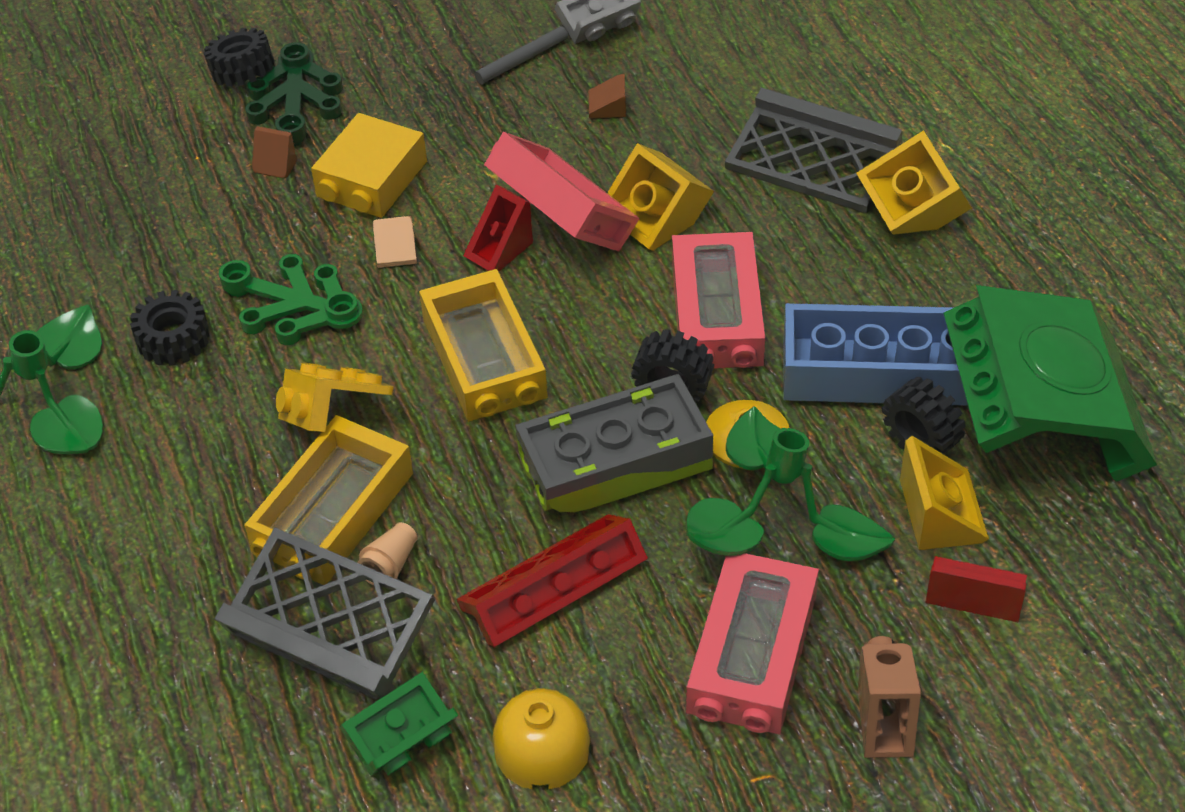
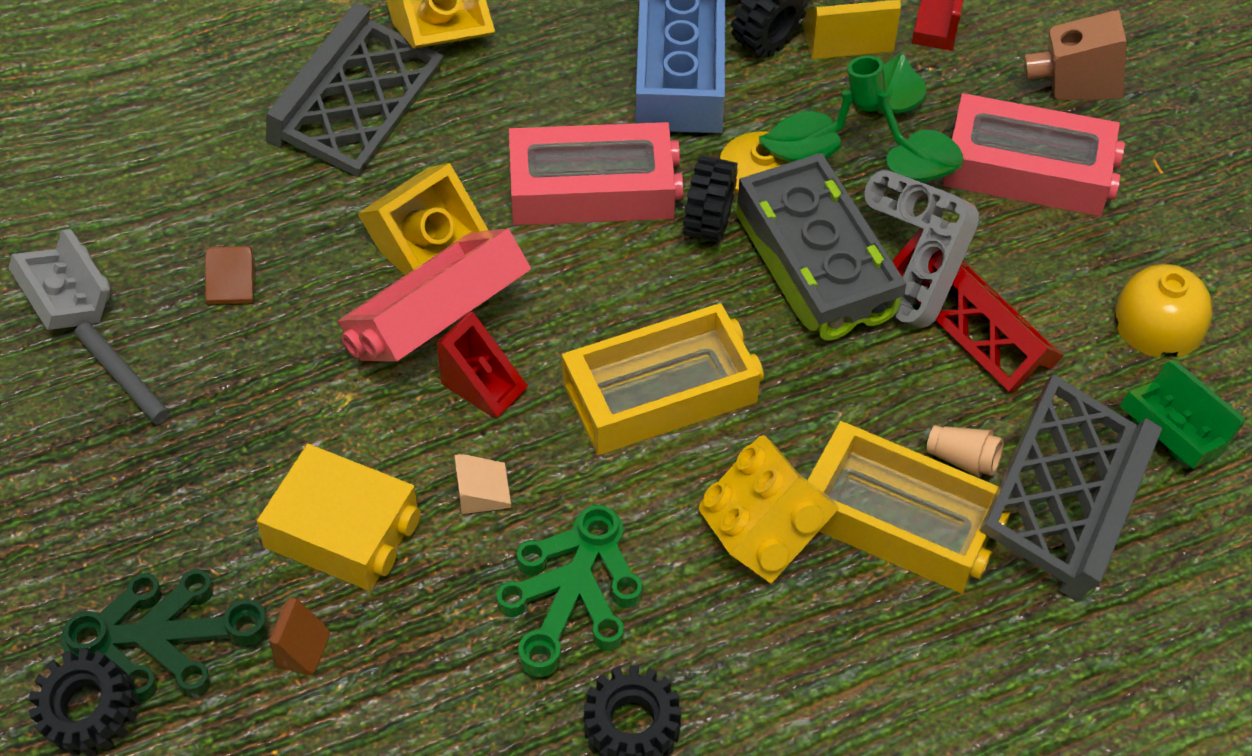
camera: 95 degrees left, 5 degrees up
(617, 518) = (937, 235): none -> light grey beam

